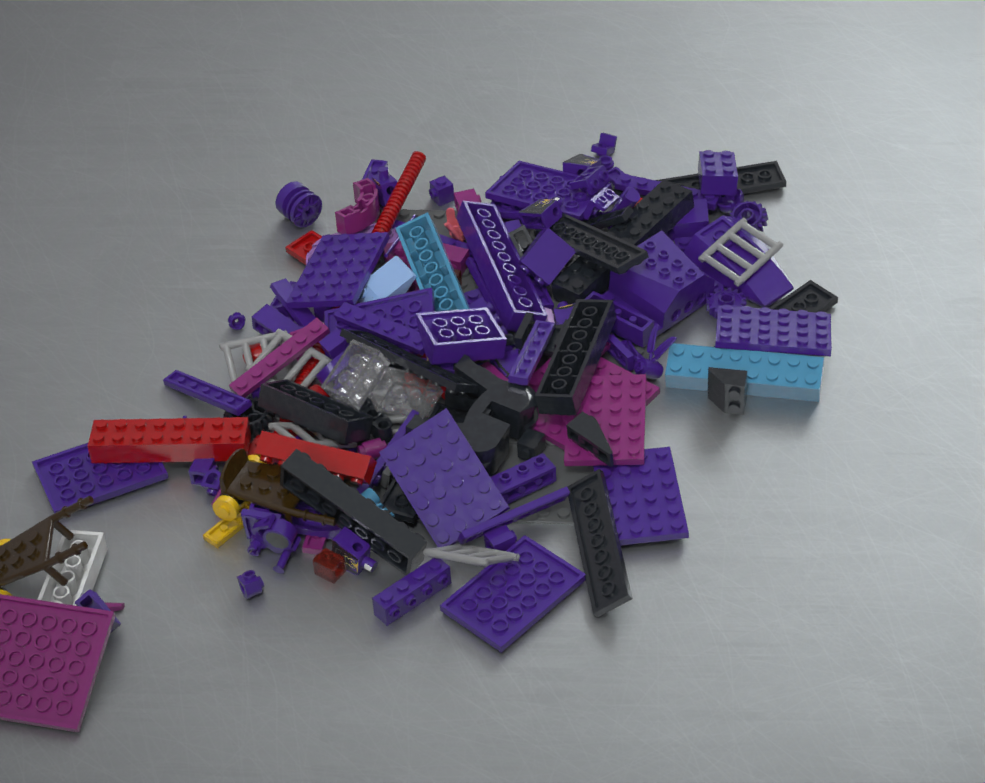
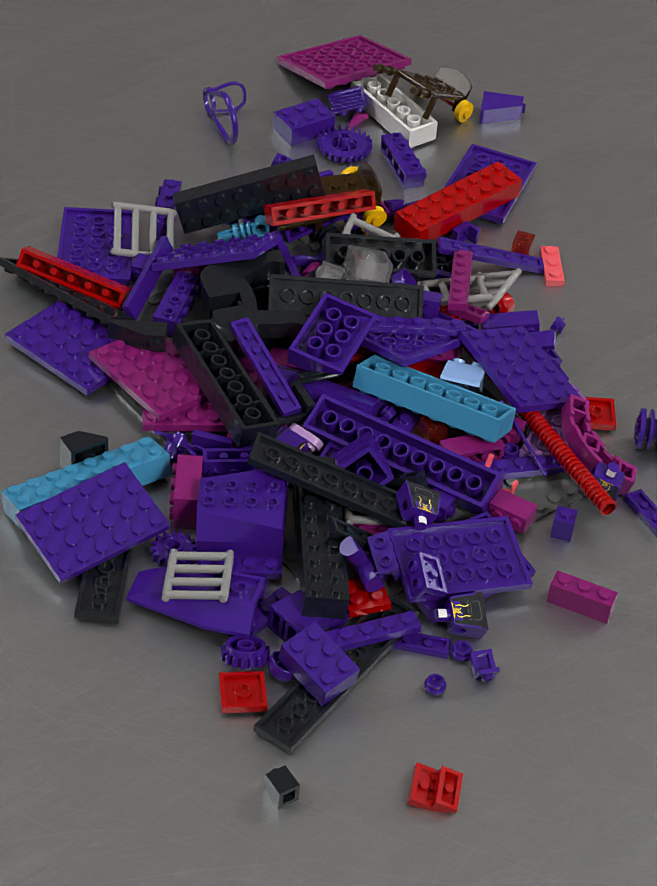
camera: 130 degrees right, 0 degrees up
(136, 531) = (403, 160): none -> dark purple brick
(154, 379) = (552, 266): none -> coral plate
(157, 572) = (344, 142): none -> dark purple gear
(163, 394) = (523, 243): none -> clear red brick
(164, 622) = (303, 121): none -> dark purple brick
(221, 686) = (230, 109): none -> dark purple animal
(492, 148) = (582, 597): none -> magenta brick
(579, 547) = (73, 276): none -> red brick
(645, 154) = (435, 684): none -> dark purple plate
(682, 320) = (186, 491): none -> magenta brick
(710, 112) = (435, 788): none -> red slope
(775, 203) = (242, 692): none -> red plate
(803, 147) = (281, 786): none -> black brick

